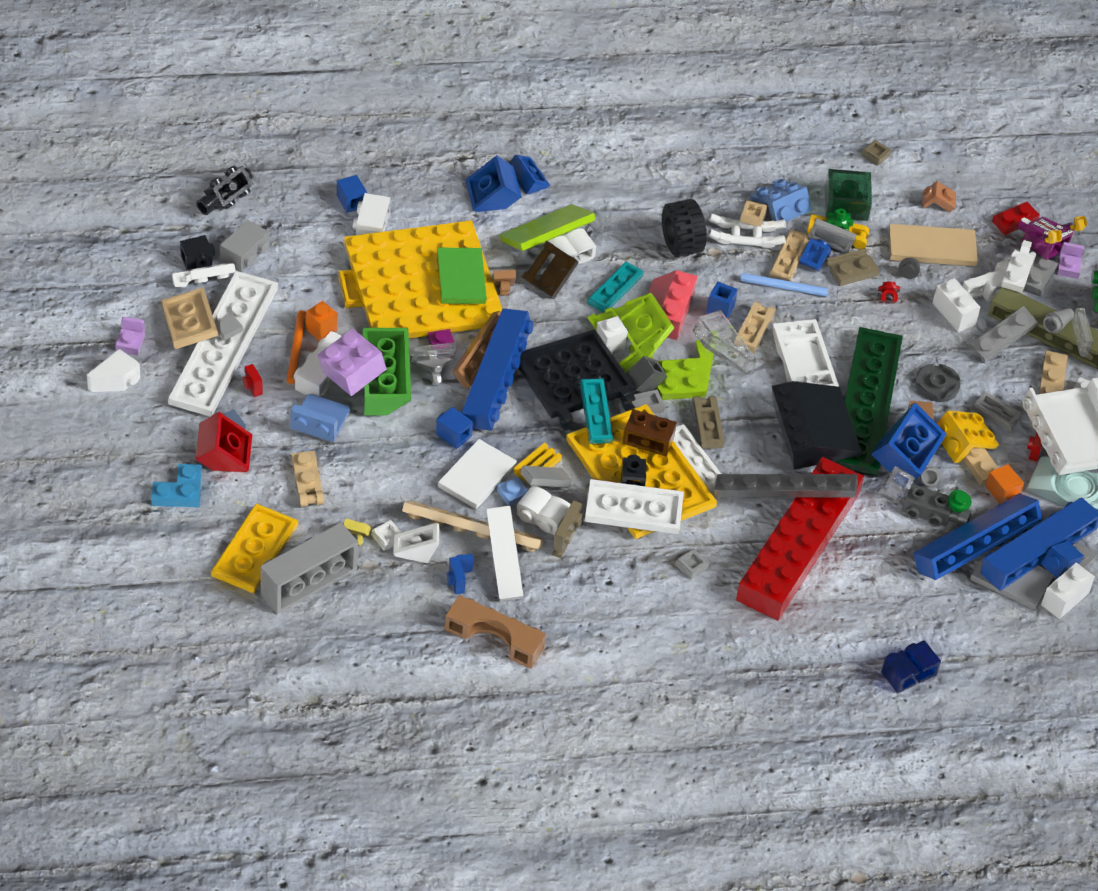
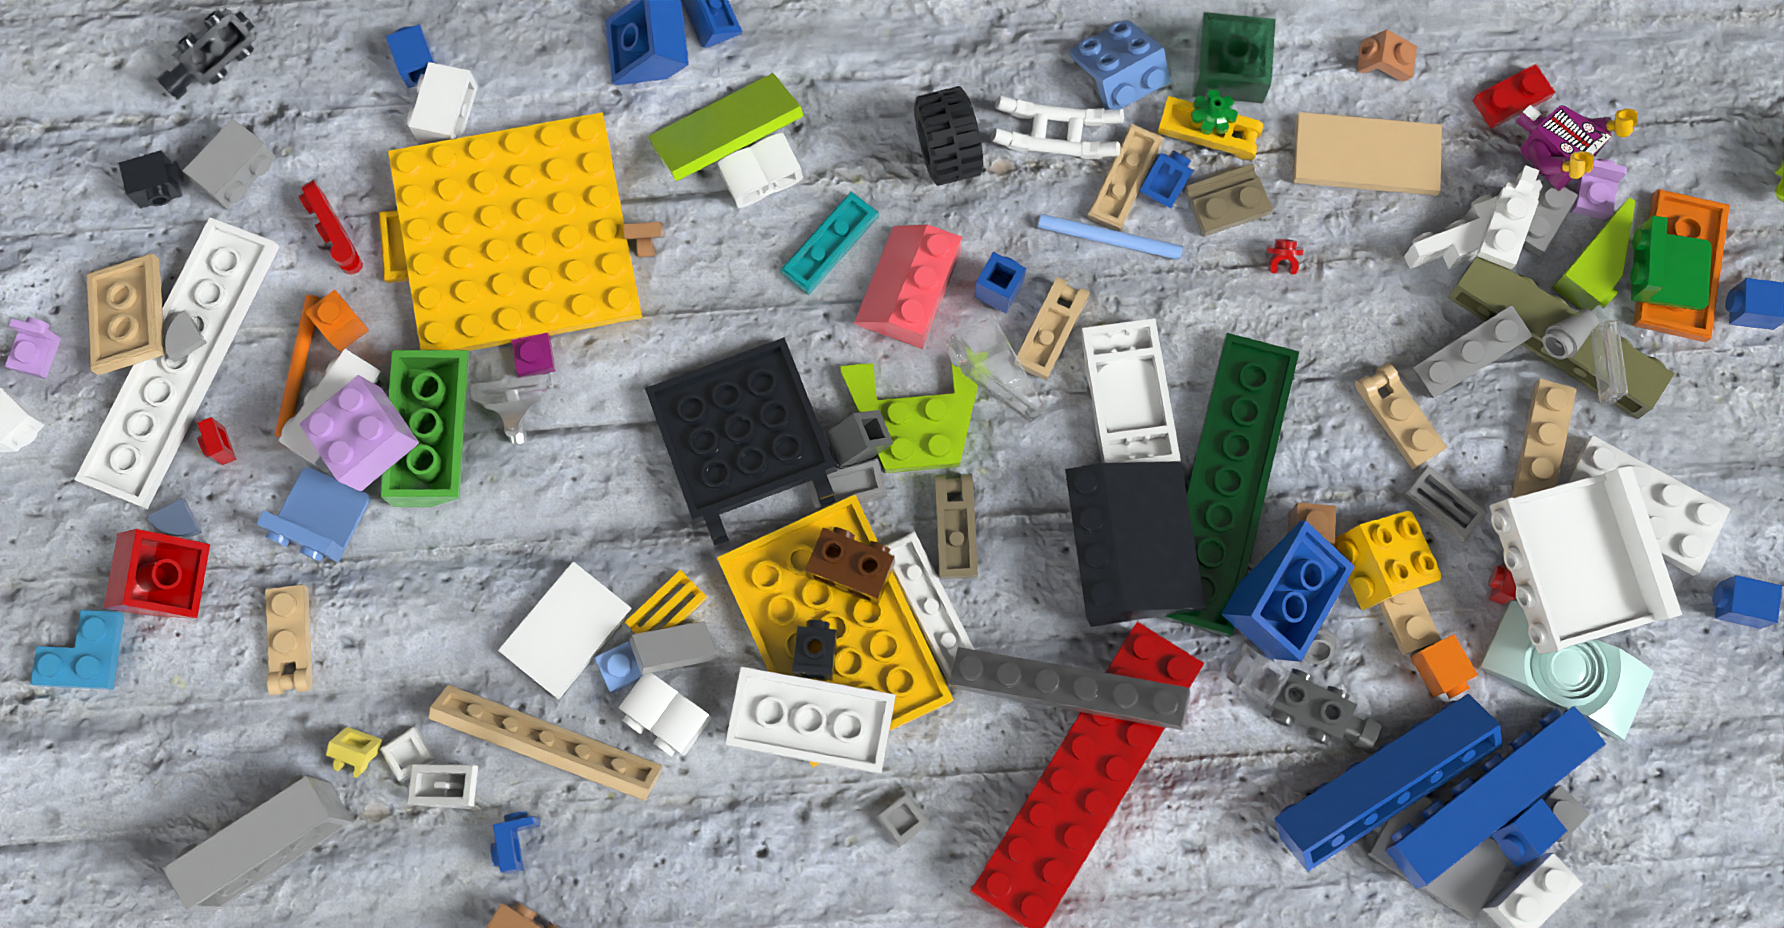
camera: 10 degrees right, 25 degrees up
(181, 279) = (159, 220): white hinge -> none
(255, 542) = (190, 777): yellow tile -> none
(310, 275) = (330, 228): none -> red plate
(454, 427) = (533, 539): blue brick -> none
(461, 276) = (570, 233): bright green tile -> none
(470, 361) = (594, 377): medium nougat plate -> none
(498, 368) = (612, 426): blue brick -> none
(505, 553) = (587, 813): white tile -> none
(556, 272) = (731, 220): dark brown plate -> none
(567, 528) = (703, 748): dark tan plate -> none
(596, 411) = (765, 519): teal tile -> none
(613, 334) = (810, 351): white brick -> none
(645, 325) = (861, 339): lime wing -> none
(753, 213) = (1070, 99): tan bracket -> none
(833, 235) = (1198, 143): light grey tile -> none
(909, 268) = (1323, 205): dark grey plate -> none
(938, 382) = (1347, 453): dark grey tile -> none
(956, 305) = (1396, 286): white brick -> none
(959, 501) = (1363, 716): green plate -> none
(969, 372) = (1400, 416): none -> tan plate
(1074, 291) = (1600, 264): none -> lime slope

